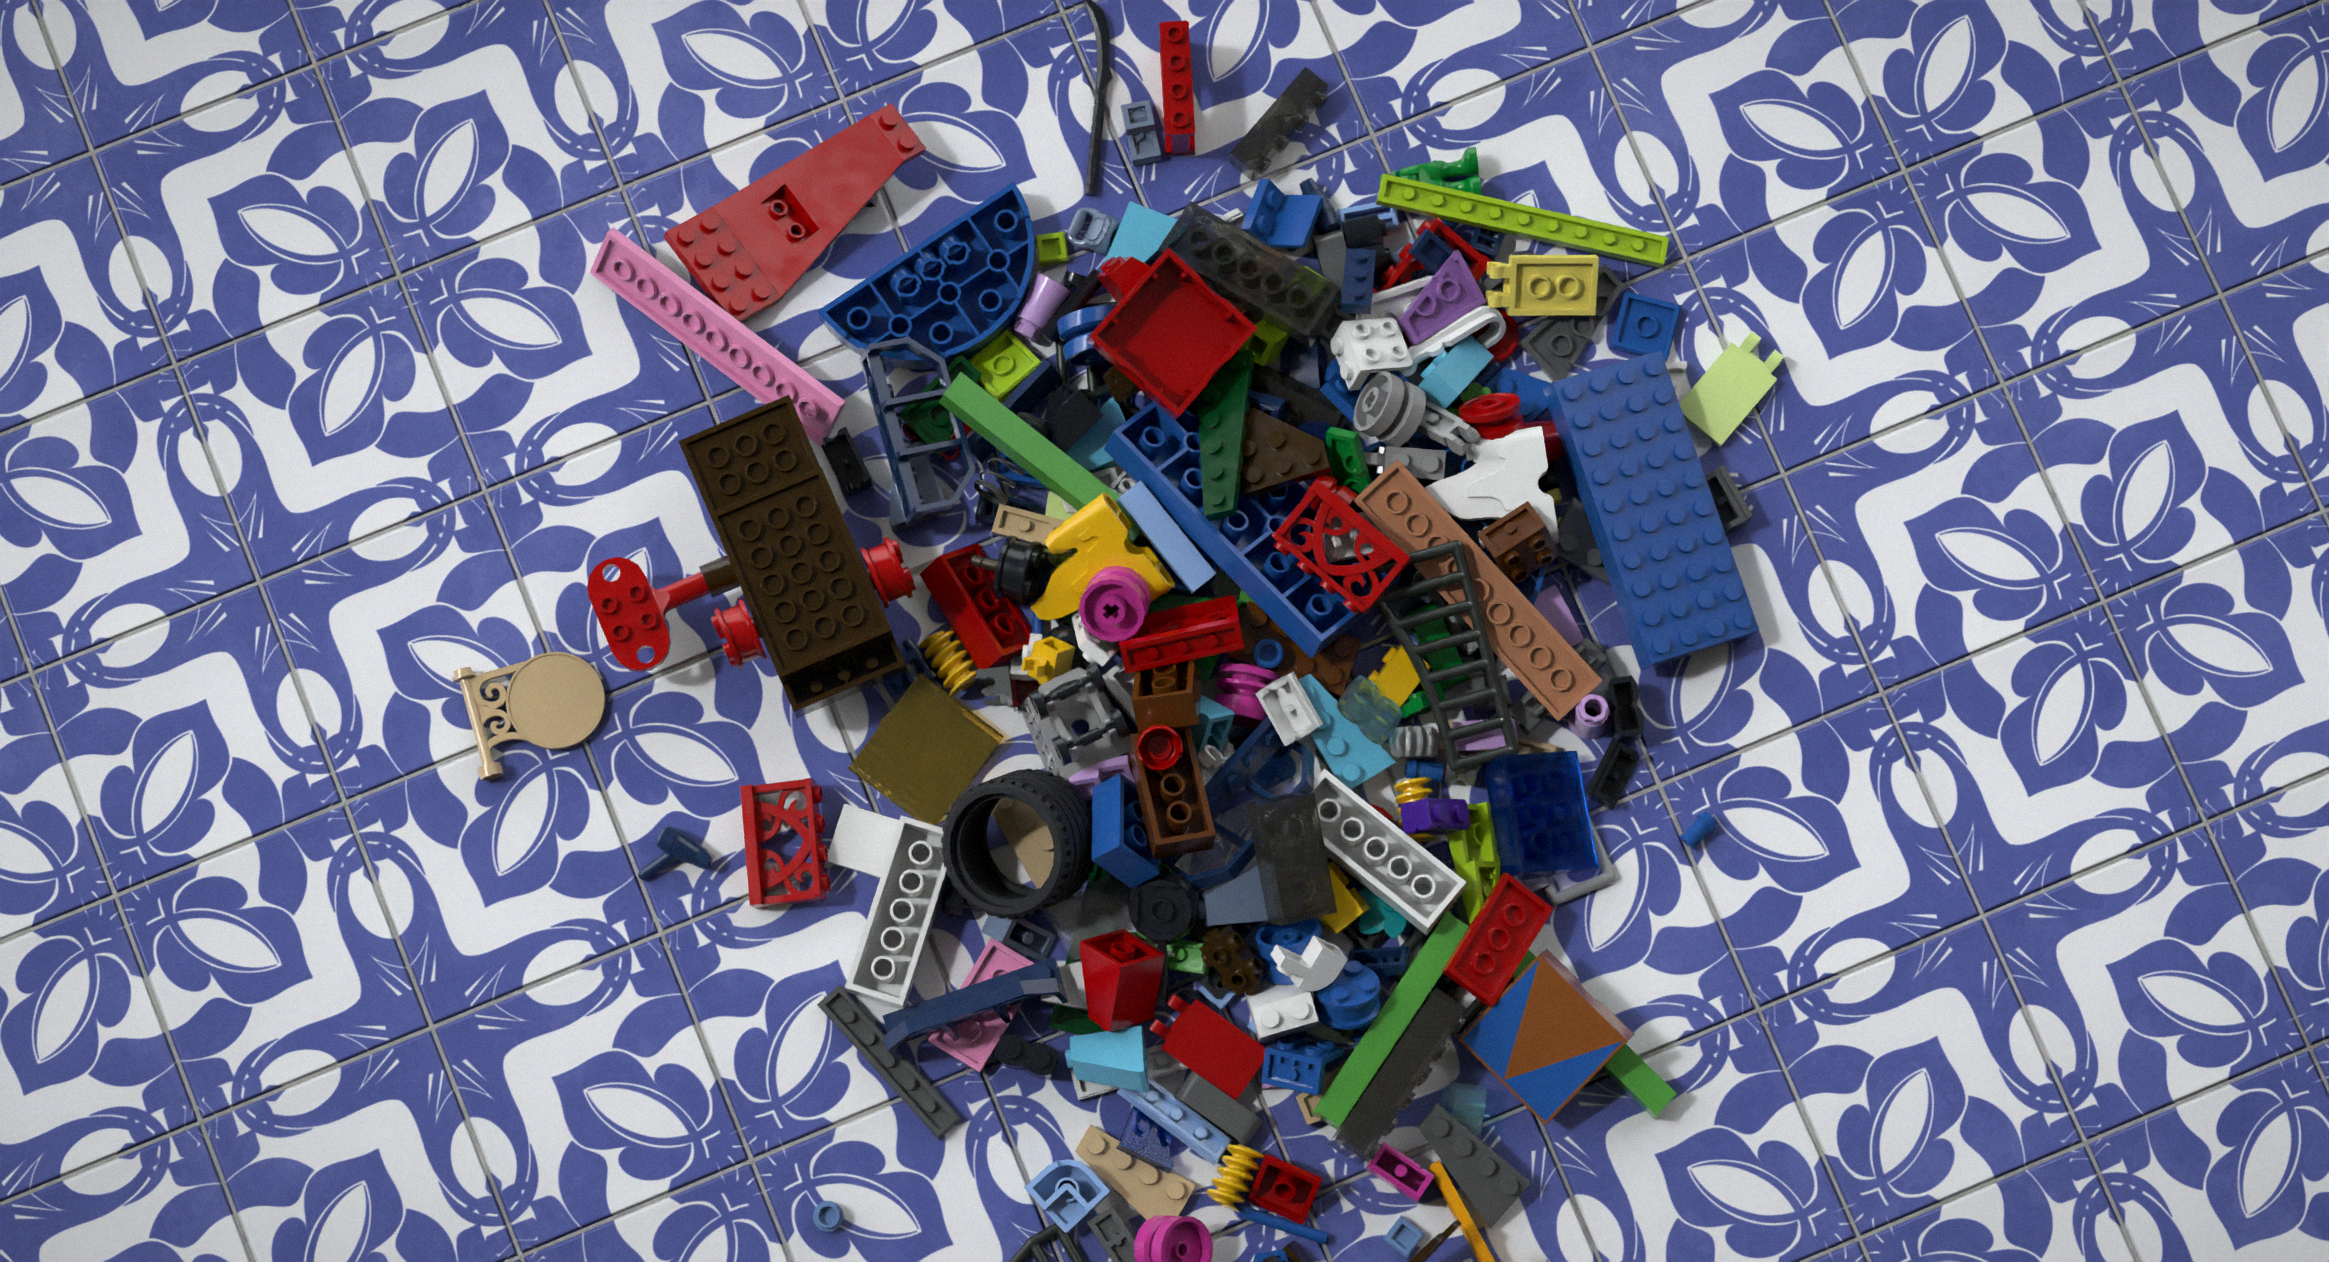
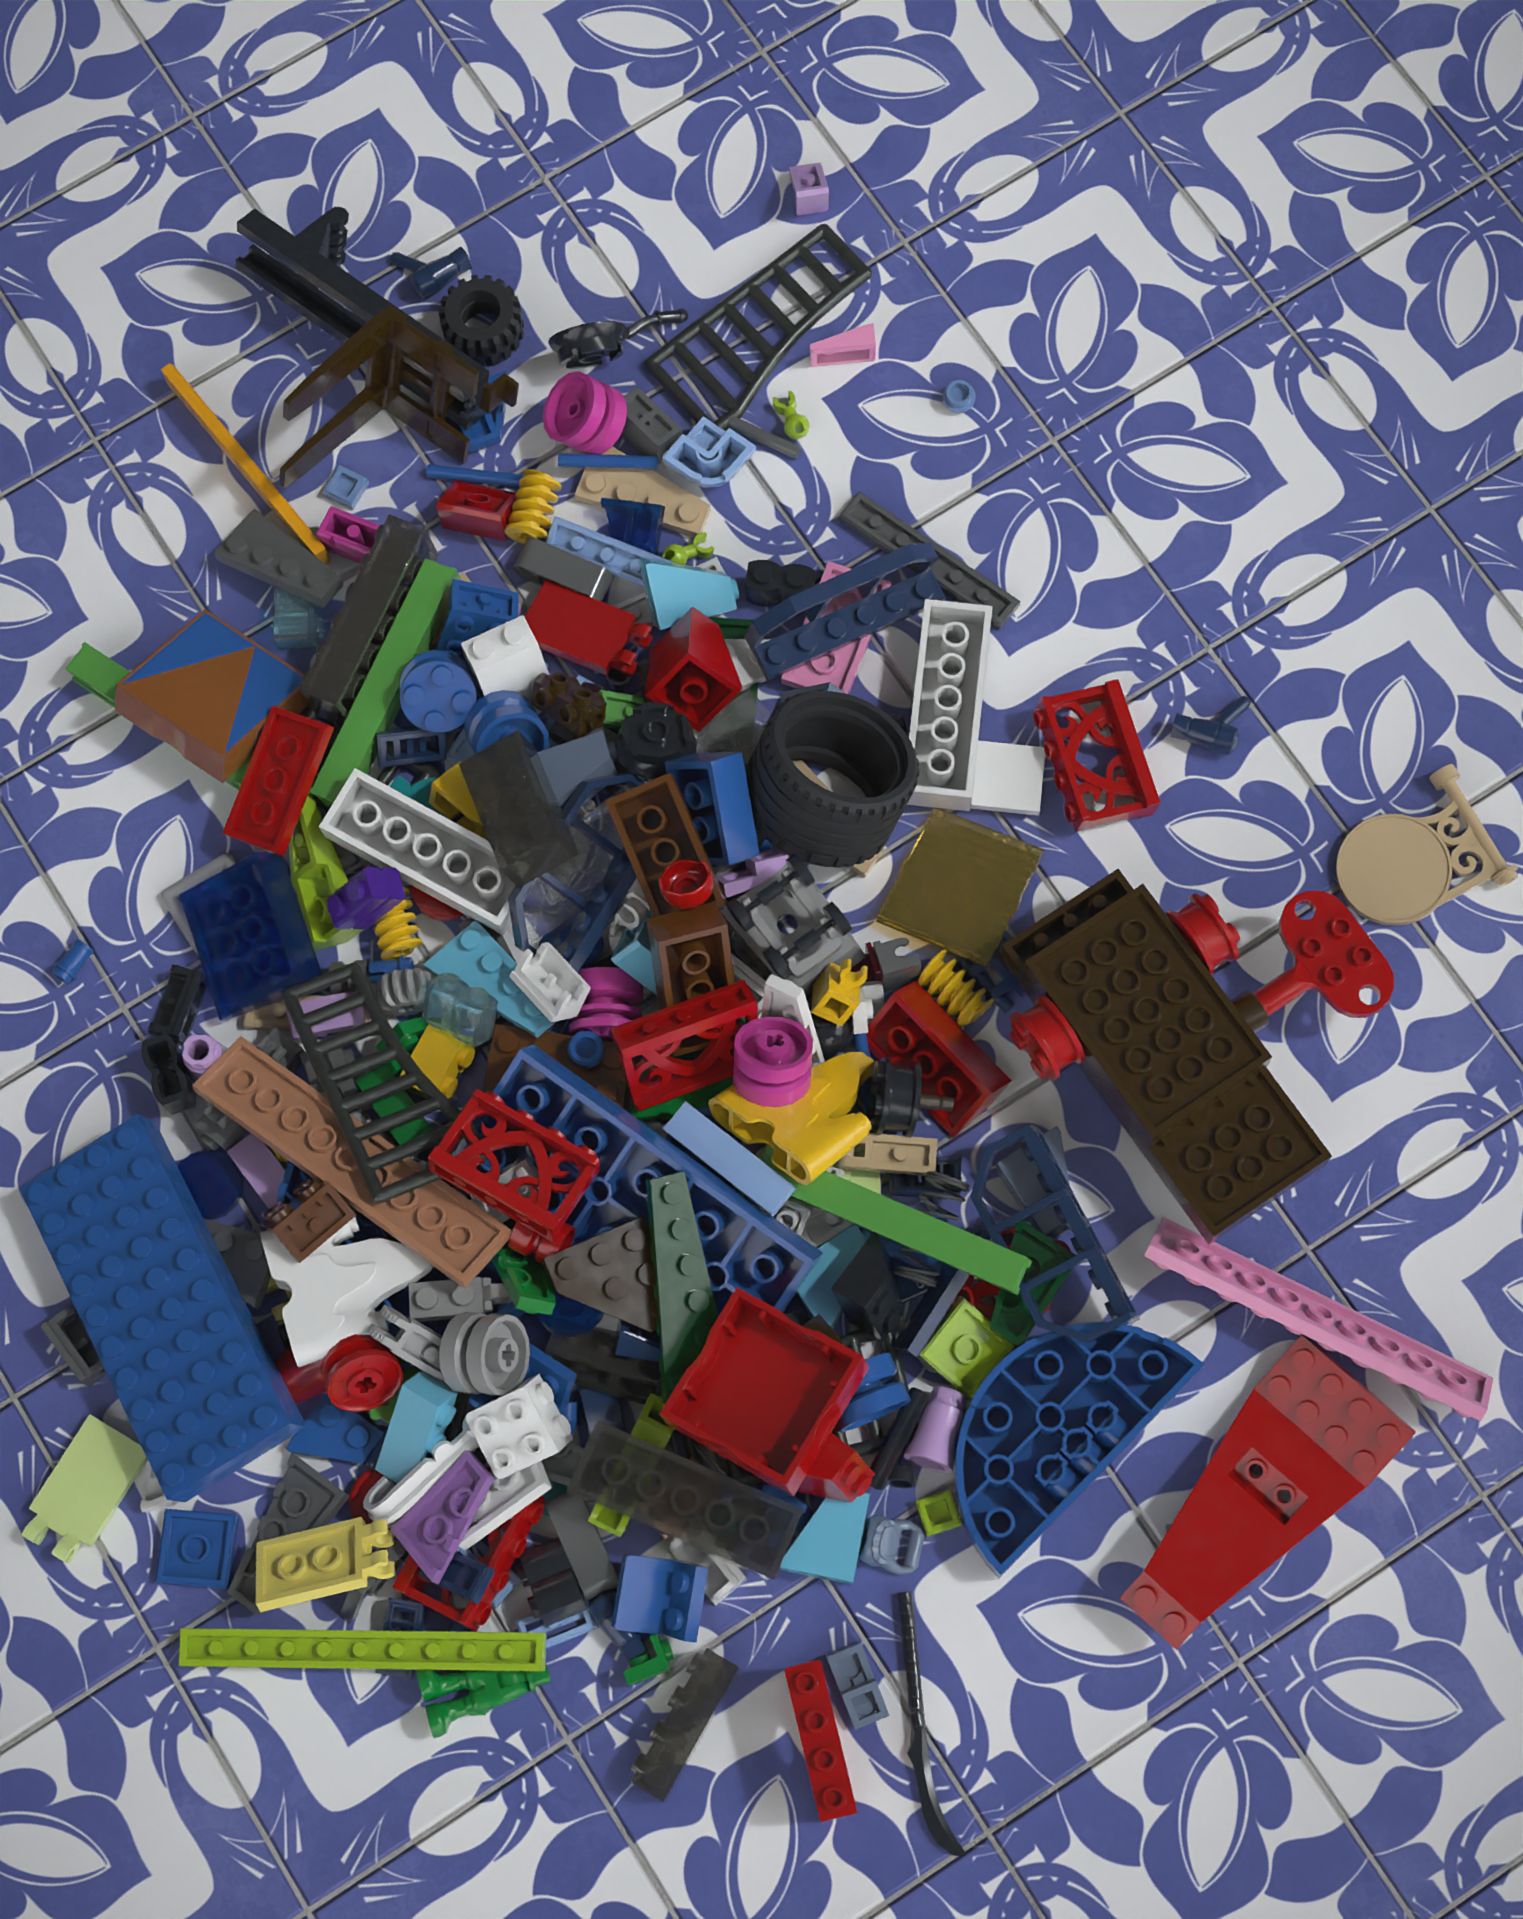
camera: 175 degrees right, 5 degrees down
(846, 463) = (1125, 1200): black hinge -> none
(983, 1220) = (796, 425): none -> lime arm
(1012, 1211) = (764, 437): none -> dark grey piece
(1110, 1107) = (680, 554): none -> lime arm
(1157, 1206) = (607, 461): none -> blue bar
(1299, 171) = (645, 1668): none -> green bracket
(1314, 968) = (476, 697): white brick -> none
(1358, 281) = (548, 1514): dark blue plate -> none
(1600, 618) = (213, 1182): none -> clear blue tile

